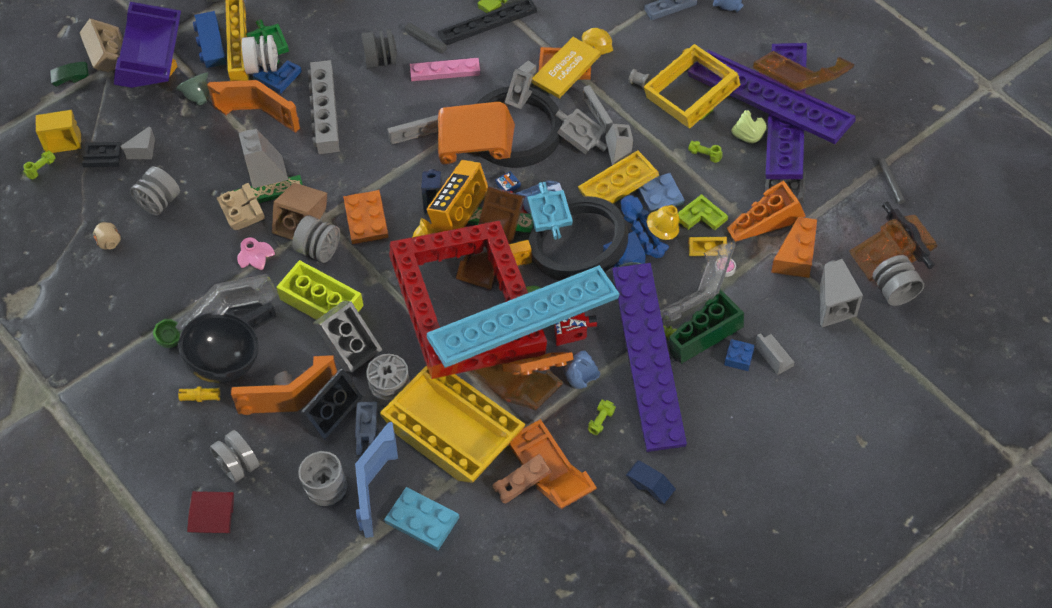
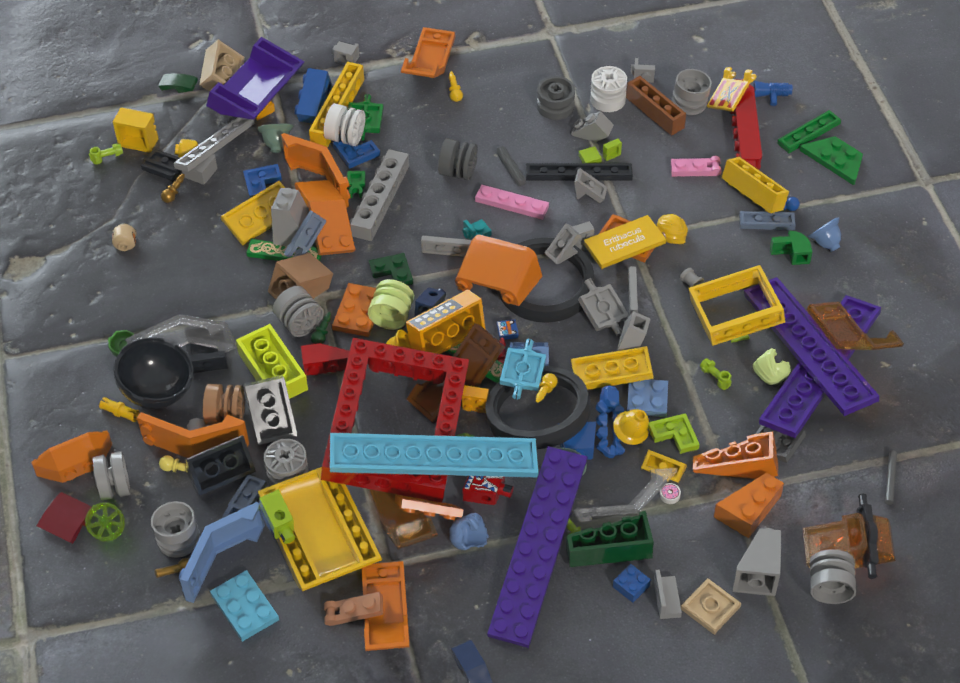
camera: 25 degrees right, 5 degrees down
(119, 132) = (184, 147): none -> yellow head
(124, 180) = (168, 194): none -> pearl gold bar
(141, 118) = (213, 144): none -> light grey tile
(154, 190) = (188, 211): light grey wheel -> none
(184, 457) = (72, 457): none -> orange wedge
(201, 134) = (258, 177): none -> blue plate
(221, 165) = (253, 215): none -> yellow tile
(241, 207) = (250, 257): tan hips -> none
(251, 500) = (105, 522): none -> clear neon green wheel
(256, 255) = (240, 305): bright pink plate -> none
(276, 423) = (168, 463): none -> light yellow bar
(284, 168) = (305, 235): none -> sand blue hinge
(291, 142) = (329, 204): none -> orange windscreen
(299, 102) = (356, 182): none -> green plate
(299, 349) = (219, 404): none -> medium nougat wheel
(344, 255) = (319, 335): none -> dark green bar
(347, 507) = (172, 569): none -> pearl gold bar
(364, 271) = (323, 359): none -> red slope
(376, 165) = (392, 265): none -> dark green plate
(396, 200) = (391, 304): none -> yellowish green wheel
(417, 427) = (277, 516): none -> lime torso
(429, 106) = (476, 228): none -> teal bracket
(506, 29) = (589, 185): none -> light grey slope
(578, 216) = (548, 382): none -> yellow bar
(606, 409) = (471, 578): lime bar -> none
(708, 17) = (795, 245): none -> green brick
(812, 346) = (710, 606): none -> tan tile

